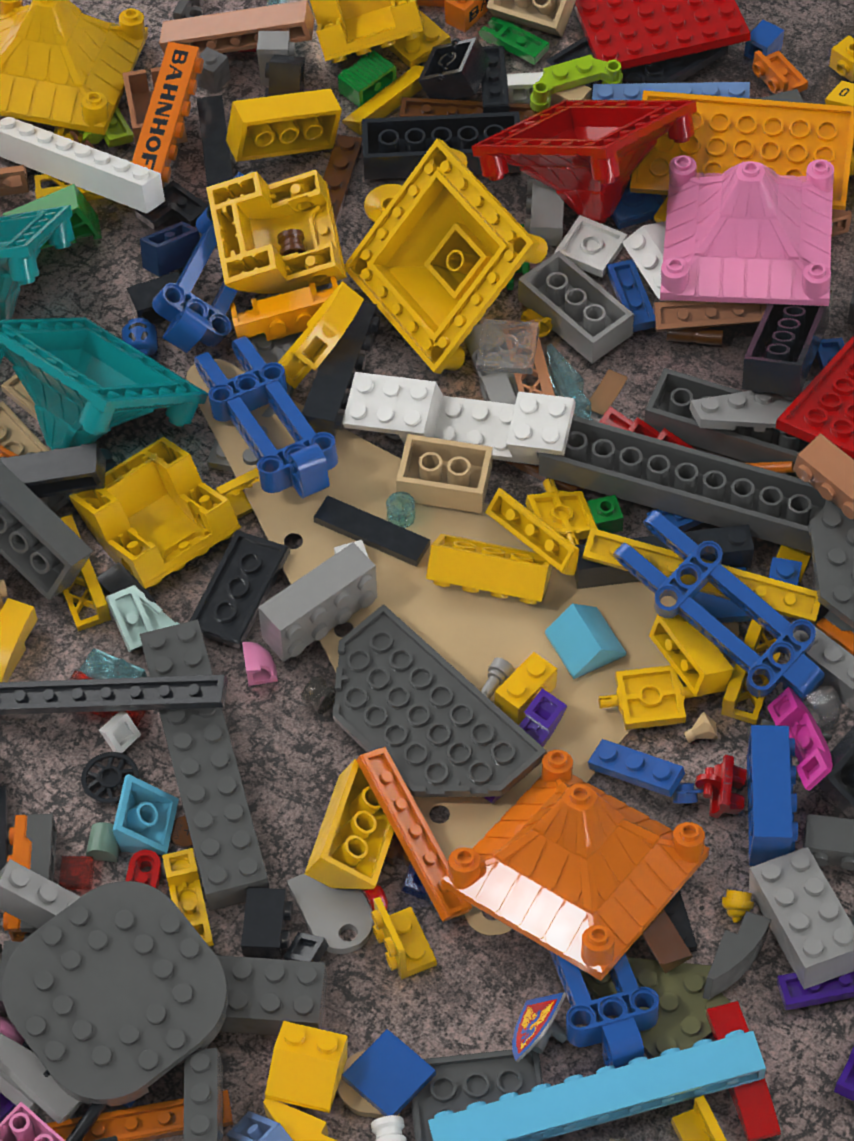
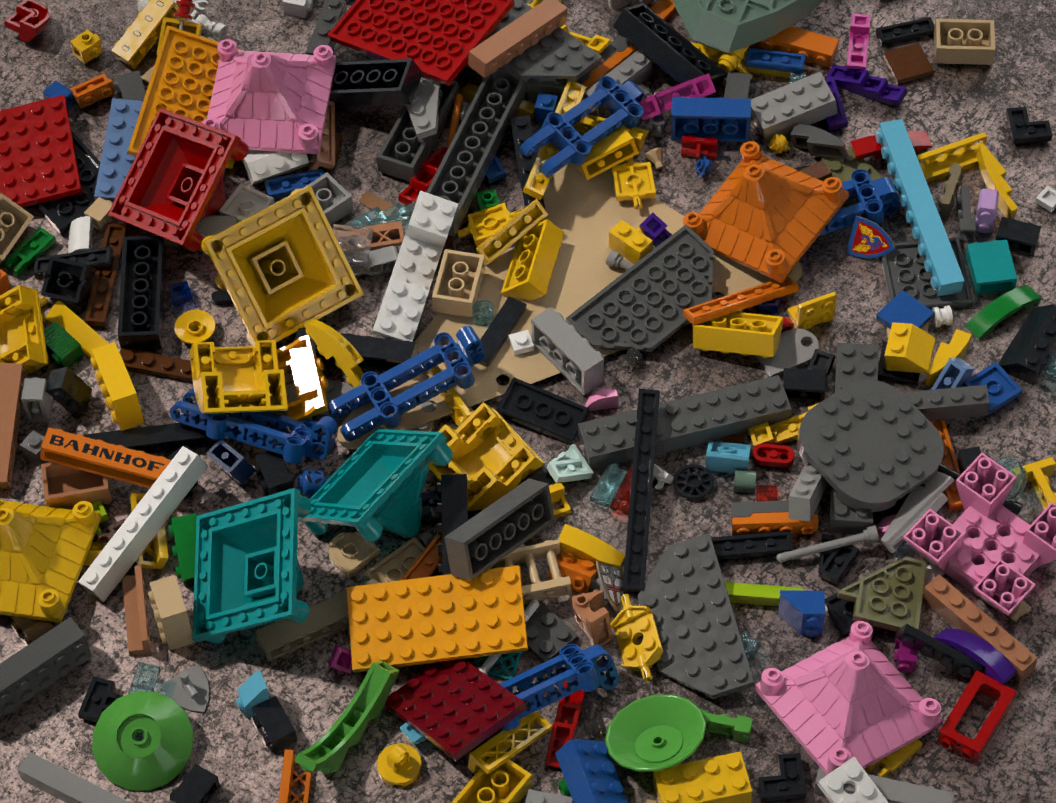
camera: 90 degrees left, 0 degrees up
(291, 241) = (246, 373): reddish brown wheel -> none
(571, 75) = (87, 206): lime plate -> none
(583, 640) = (590, 216): medium azure slope -> none
(636, 767) = (687, 188): blue plate -> none

